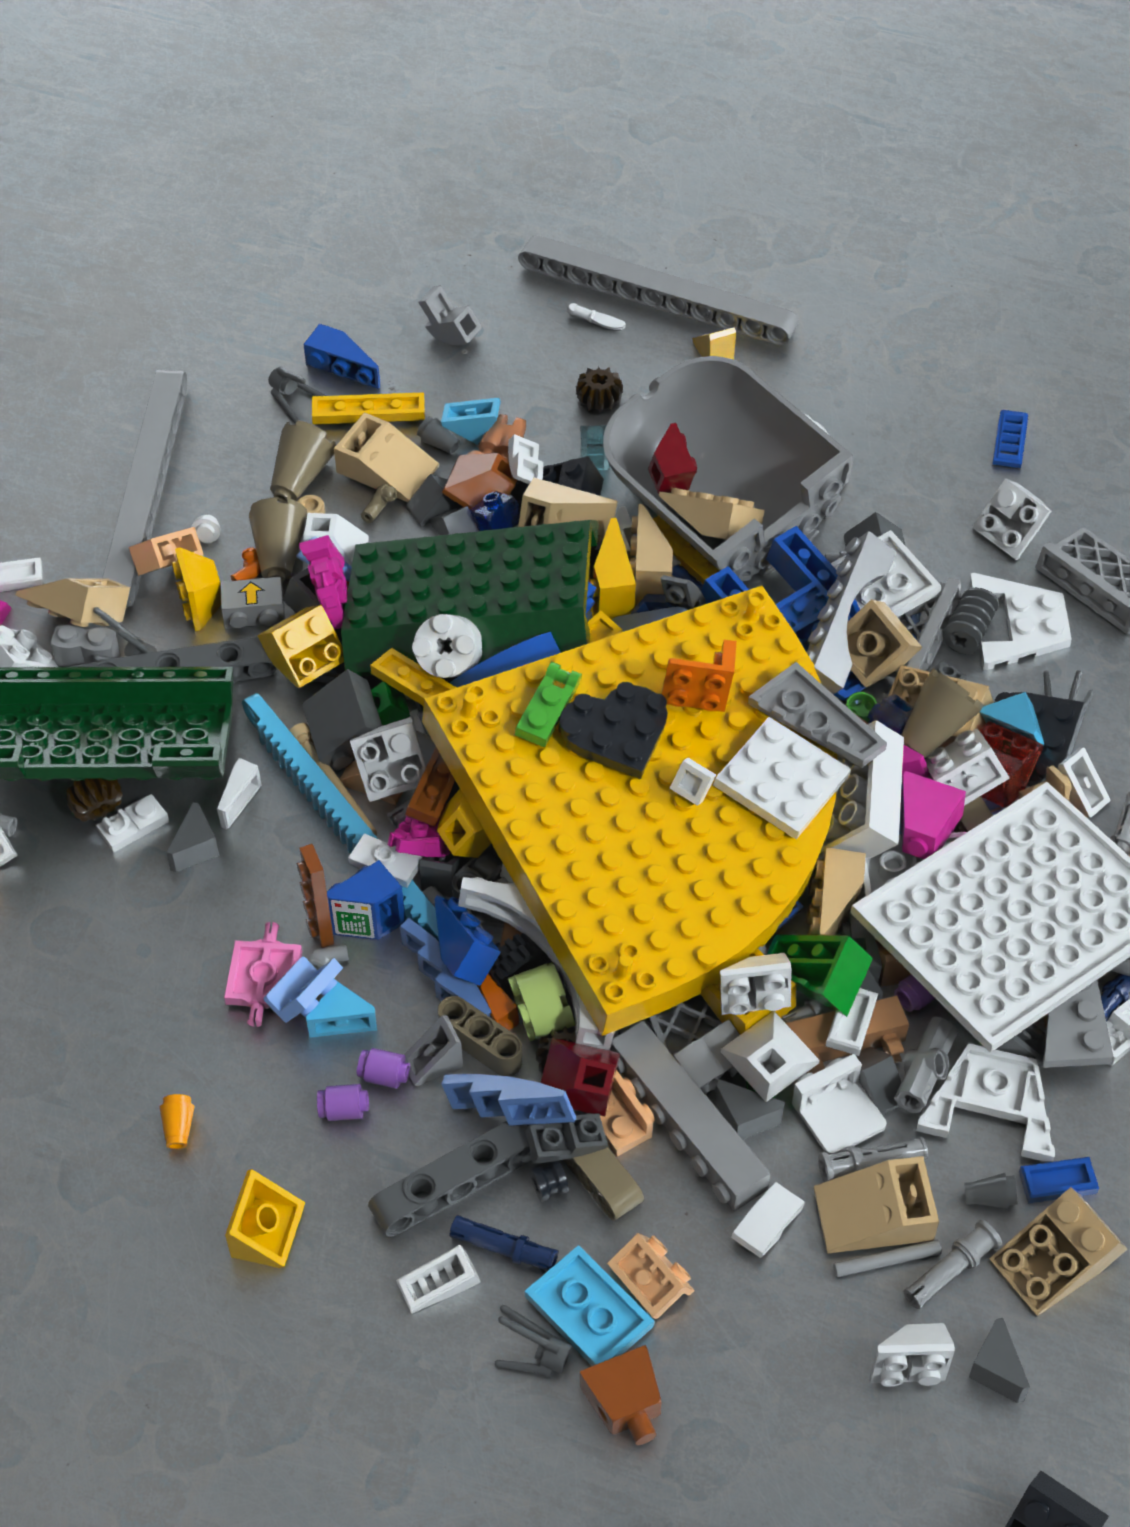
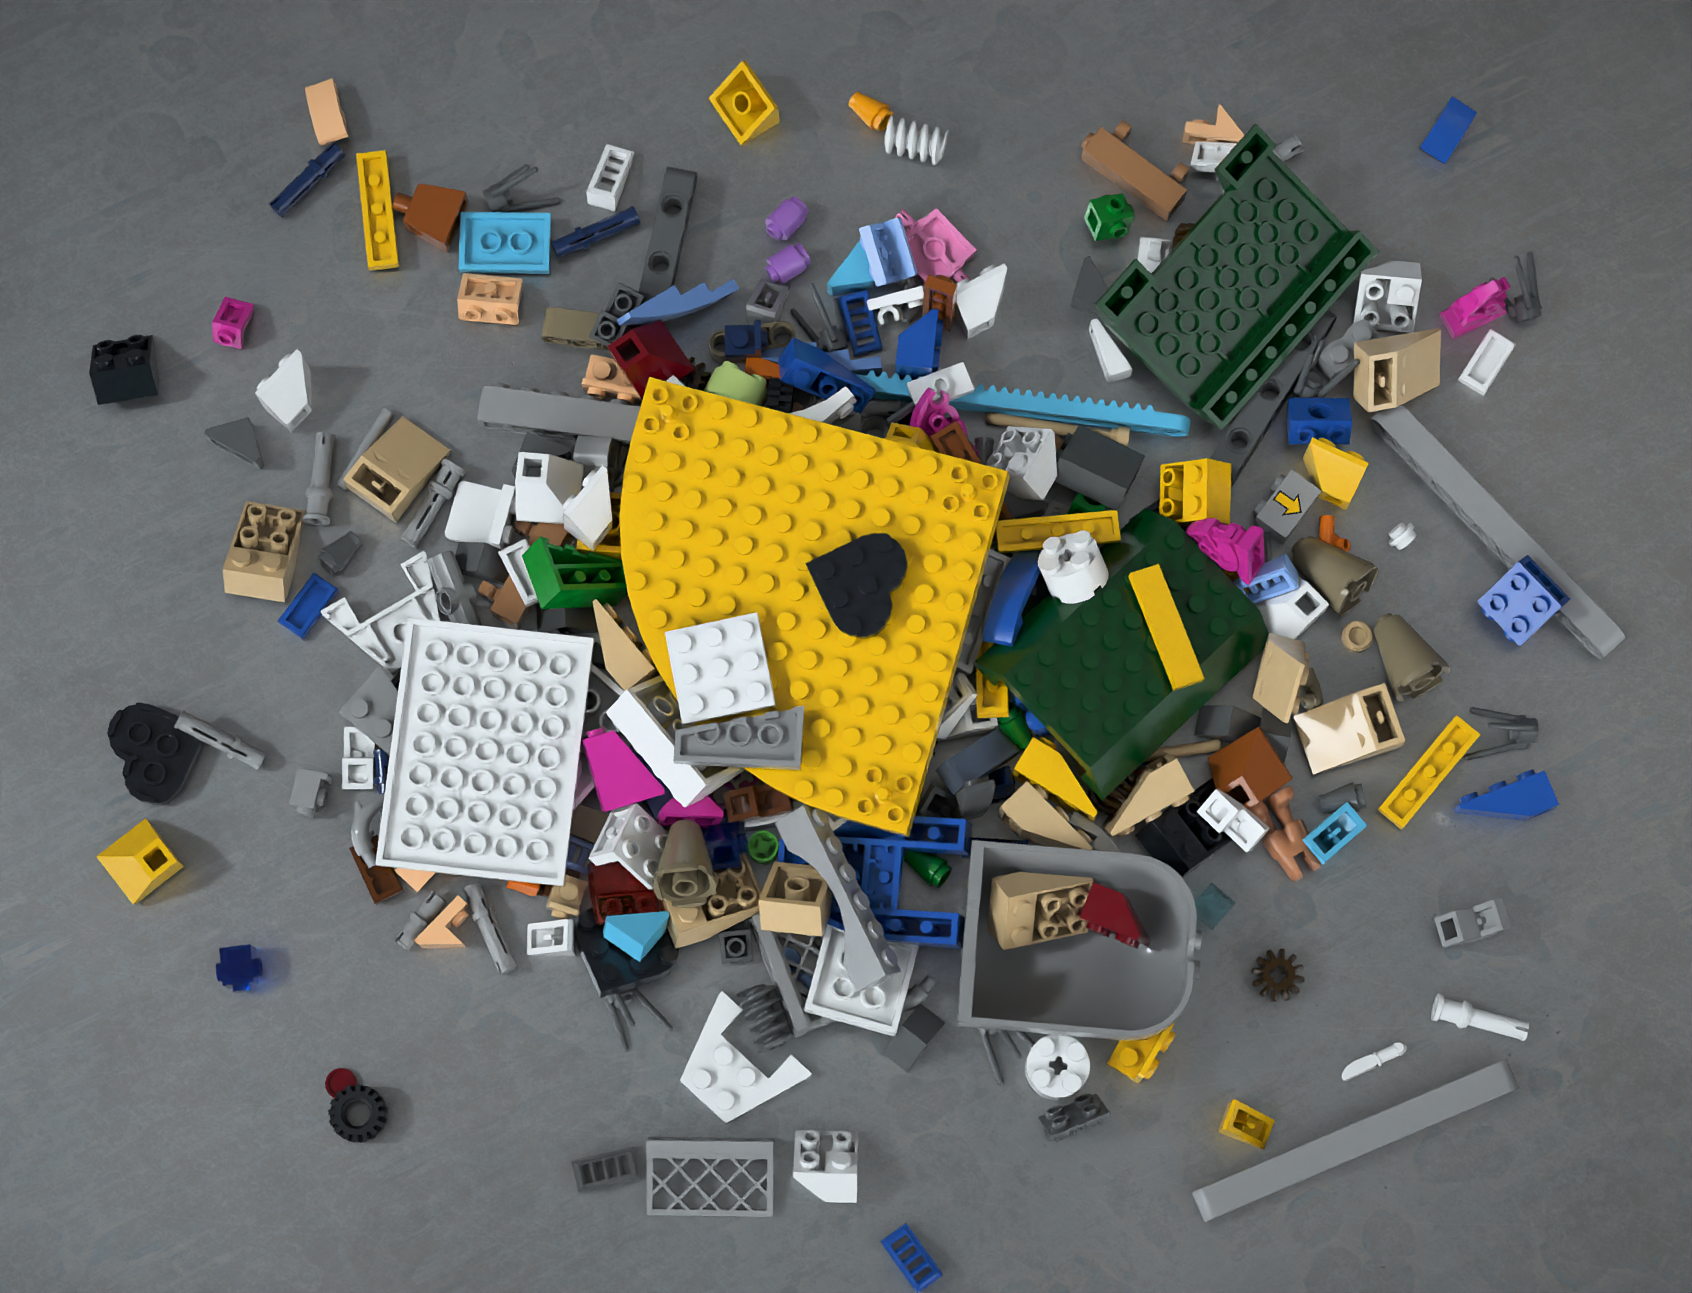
camera: 135 degrees right, 25 degrees up
(57, 888) = (1134, 173): none -> medium nougat brick
(116, 869) = (1109, 217): none -> green brick
(160, 551) = (1390, 473): light nougat brick -> none
(163, 622) = (1318, 419): none -> blue brick
(174, 1058) = (915, 141): none -> white piece
(189, 426) = (1523, 600): none -> brick
(272, 900) = (980, 299): none -> white slope
(328, 944) = (887, 303): none -> white plate
(386, 988) = (852, 298): none -> blue slope
(393, 496) = (1281, 675): none -> tan slope
(415, 985) = (831, 337): none -> dark grey plant
(433, 561) = (1166, 627): none -> yellow tile
(487, 1022) = (745, 340): none -> dark blue bracket
(496, 512) = (1199, 751): clear blue brick -> none
(513, 292) = (1464, 1014): none -> white pin
(547, 705) = (920, 548): bright green plate -> none
(549, 1180) = (606, 288): black wheel -> none
(669, 1450) = (377, 210): none -> yellow plate
(692, 781) = (765, 590): white tile -> none
(701, 683) = (823, 667): orange bracket -> none
(767, 1219) = (456, 400): white slope -> none
(825, 406) = (1084, 1111): none -> dark grey hinge
(904, 1477) = (231, 322): none -> dark pink bracket

